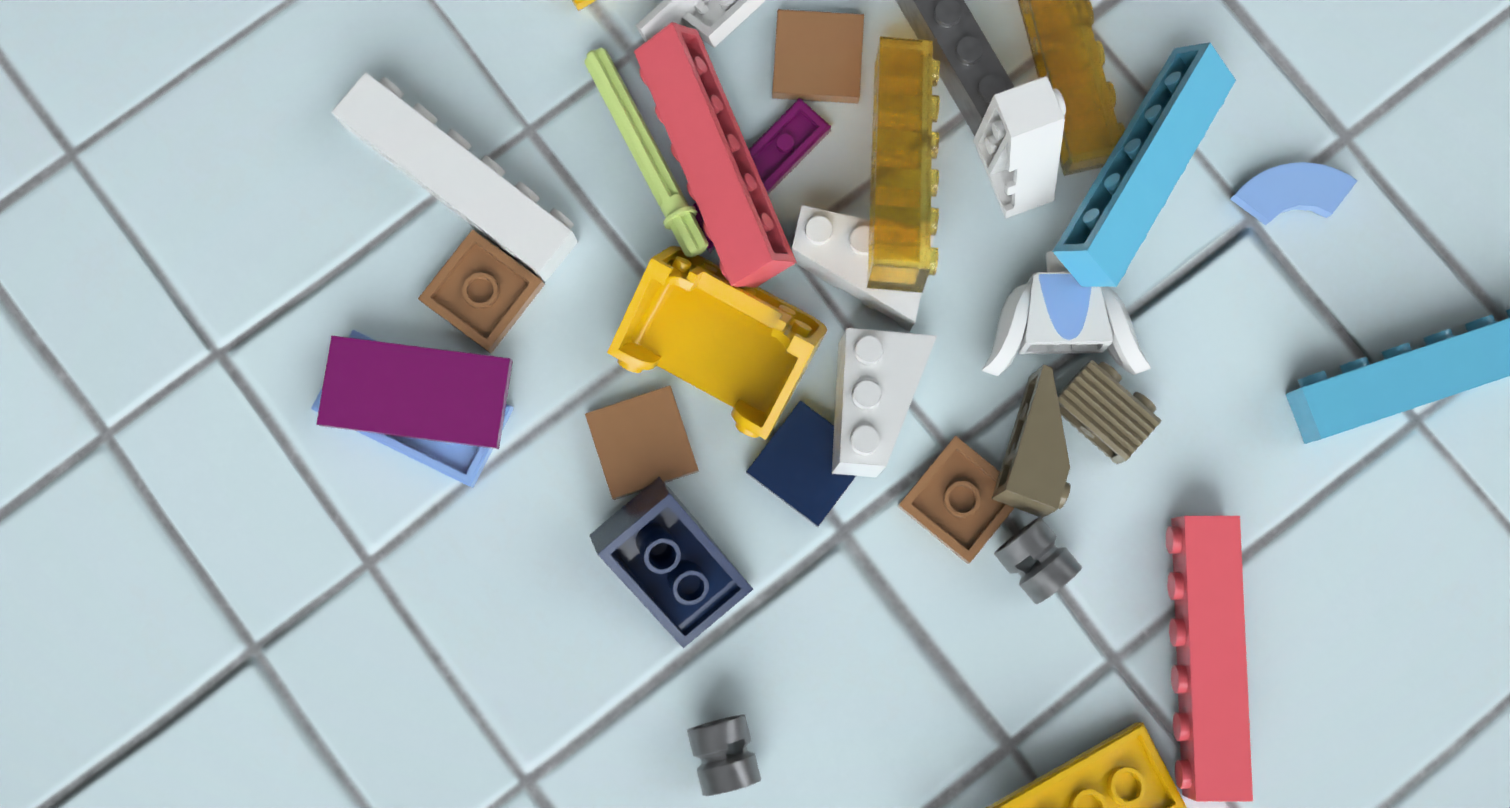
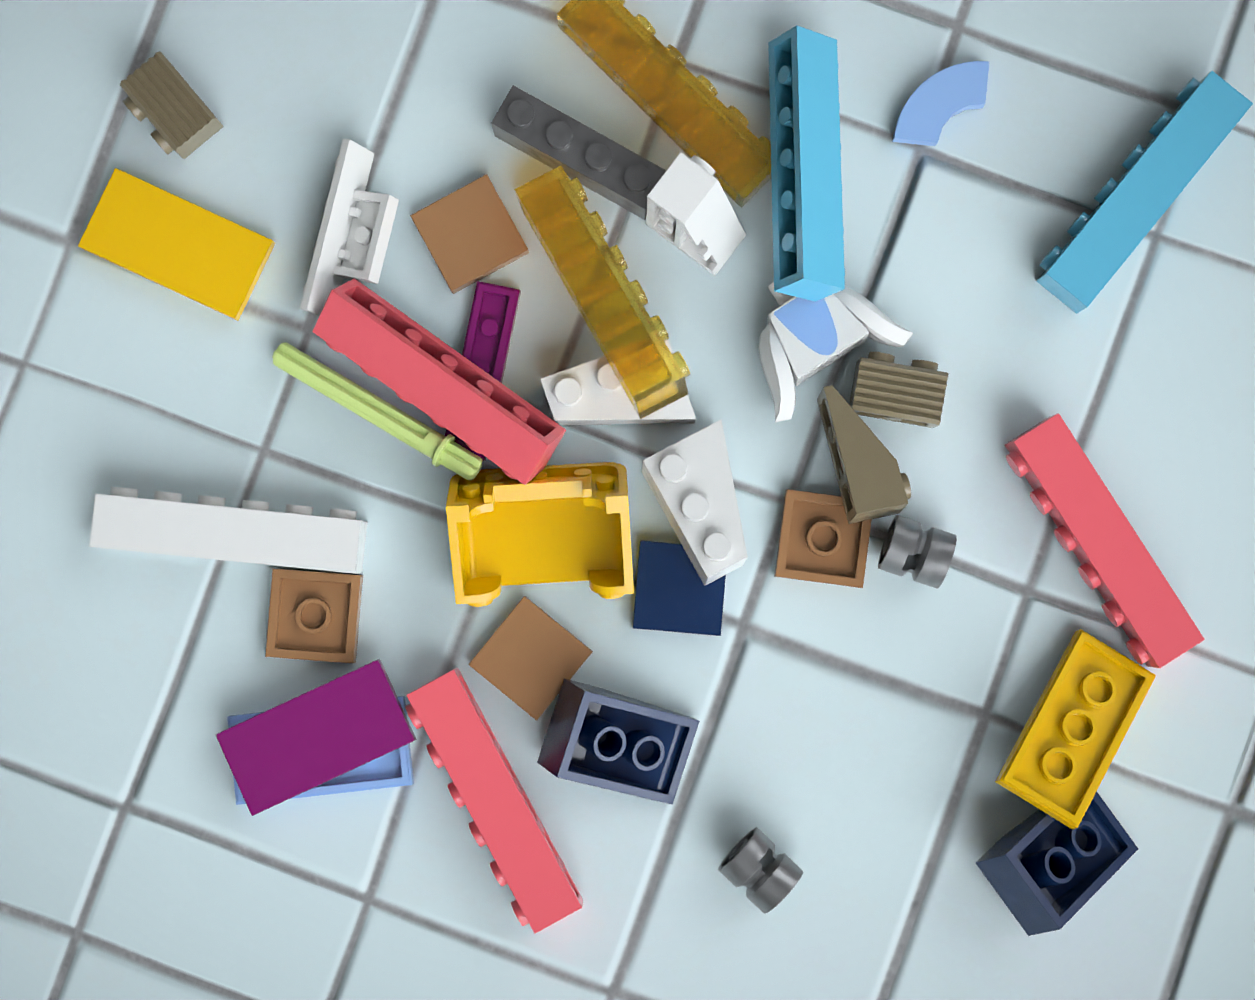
camera: 30 degrees left, 5 degrees up
(531, 544) = (495, 801): none -> coral brick

